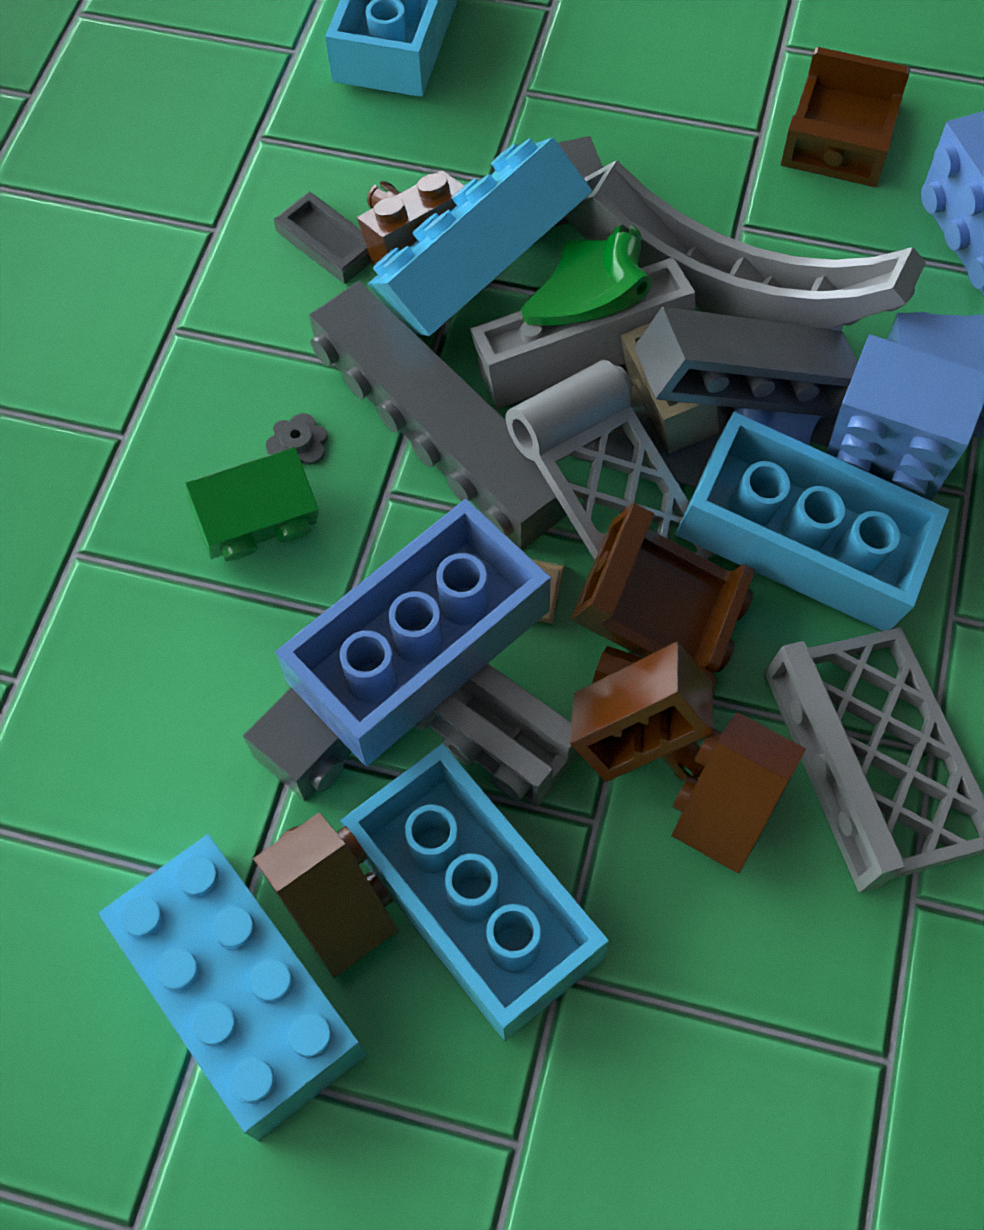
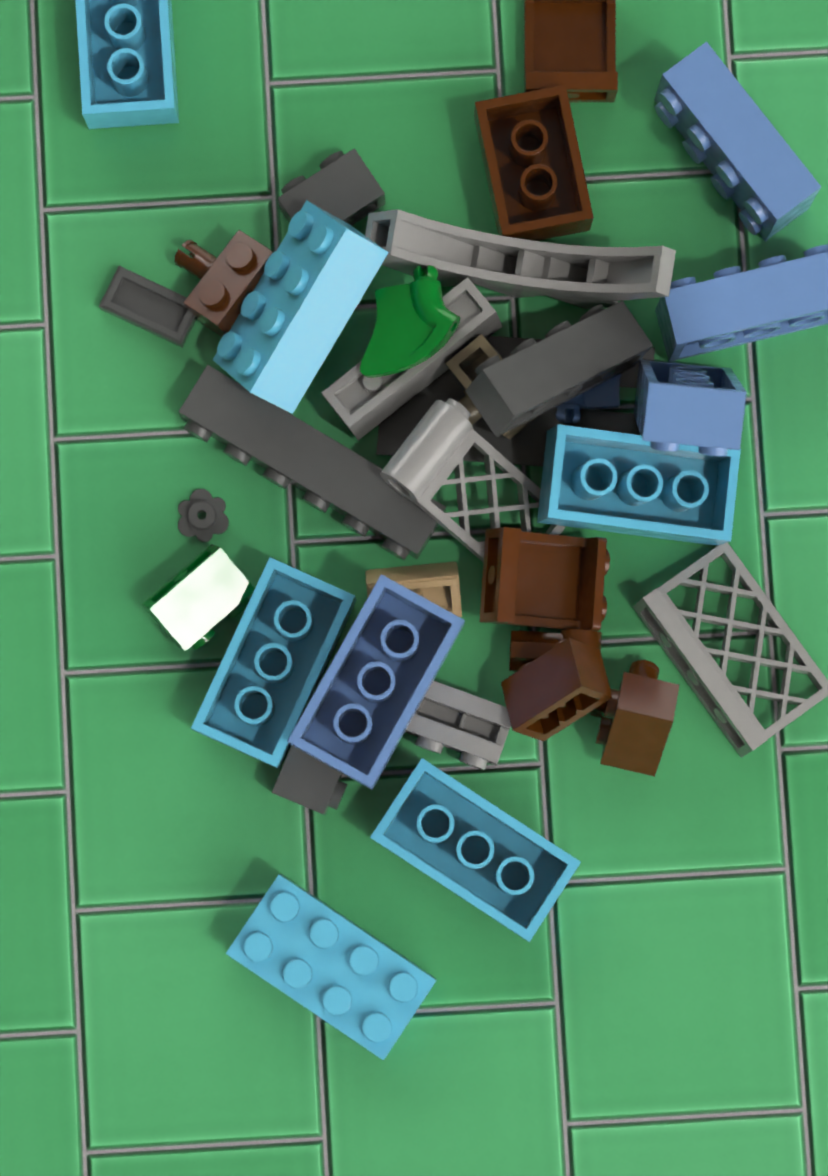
camera: 20 degrees left, 20 degrees up
(289, 584) = (274, 662): none -> medium azure brick
(327, 891) = (375, 884): reddish brown brick -> none
(779, 185) = (533, 164): none -> reddish brown brick

